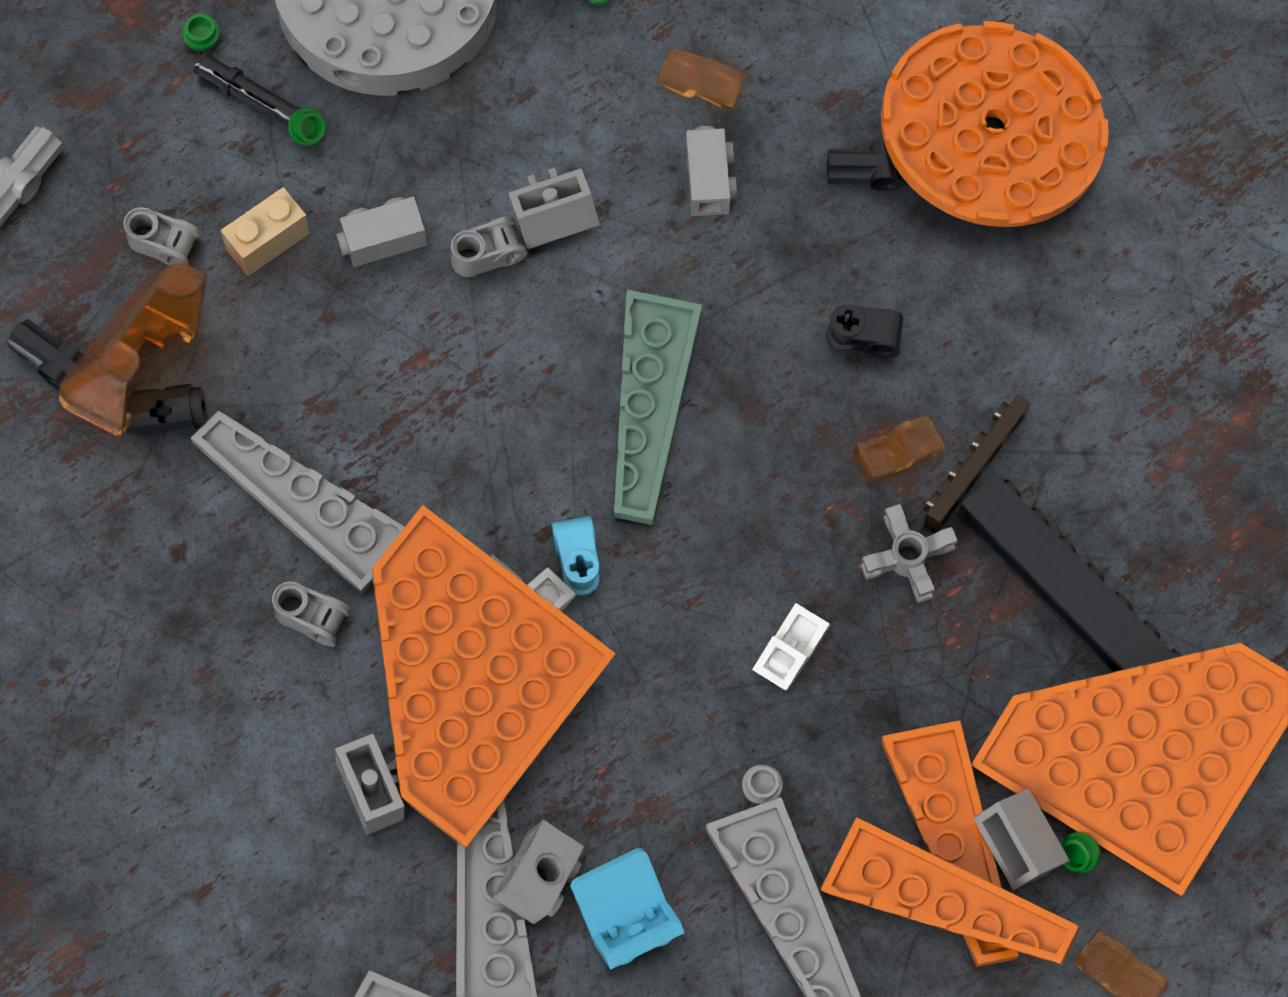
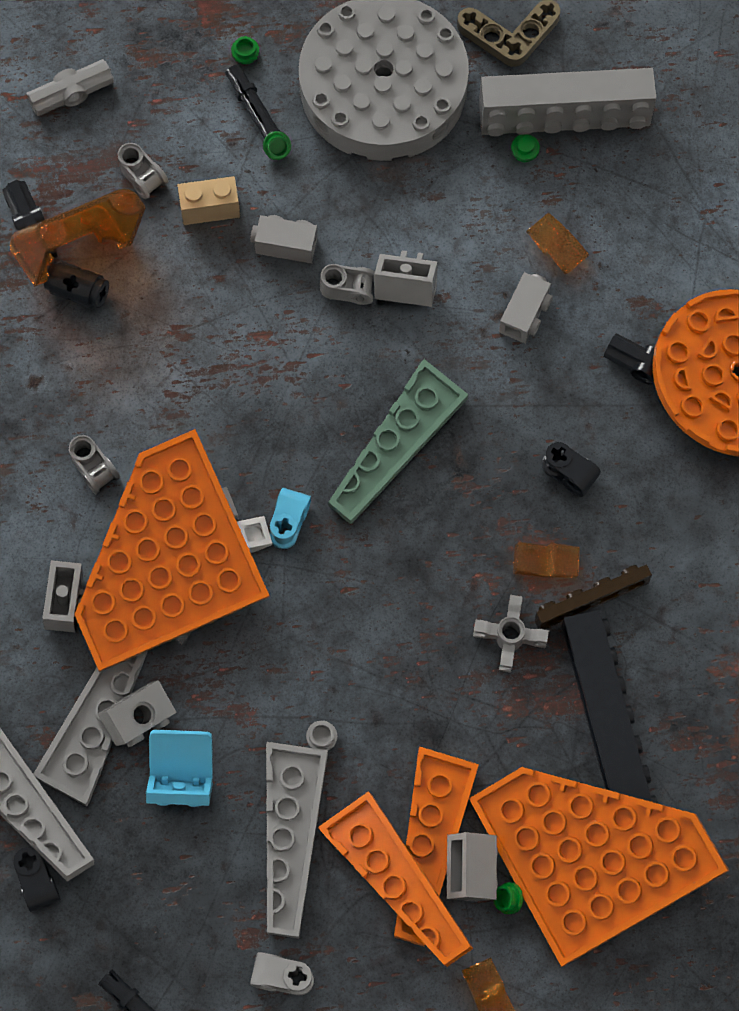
camera: 30 degrees right, 0 degrees up
(318, 512) = (135, 398): light grey wing -> none
(791, 647) = (395, 655): white slope -> none

